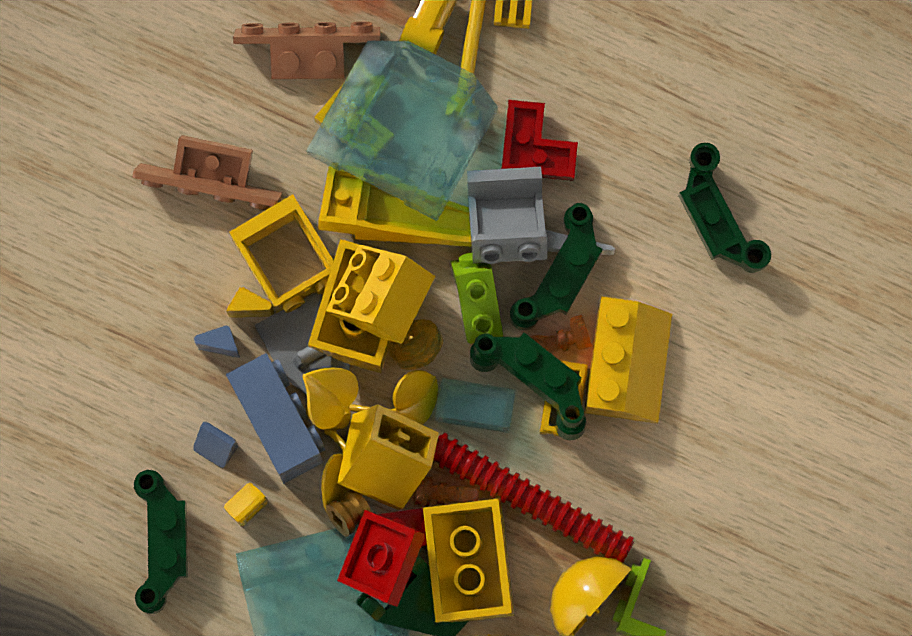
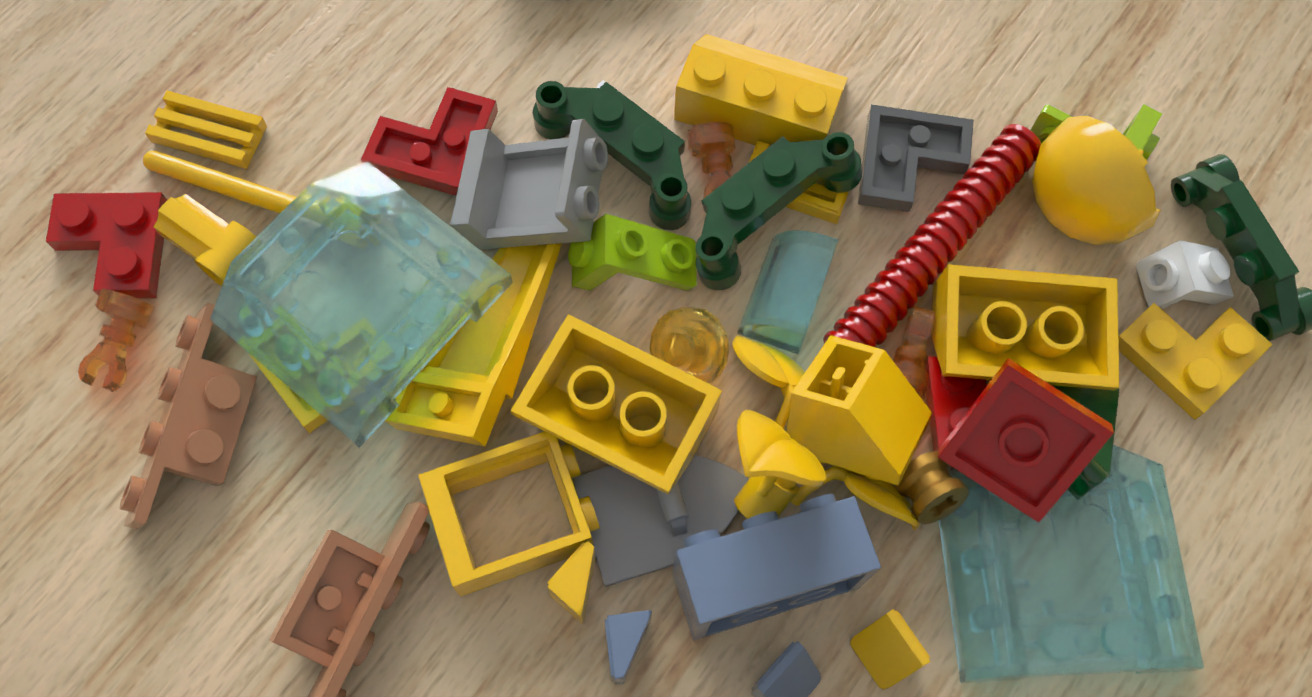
camera: 80 degrees left, 10 degrees down
(381, 292) = (613, 358): yellow slope -> none
(605, 463) = (901, 142): none -> dark grey plate

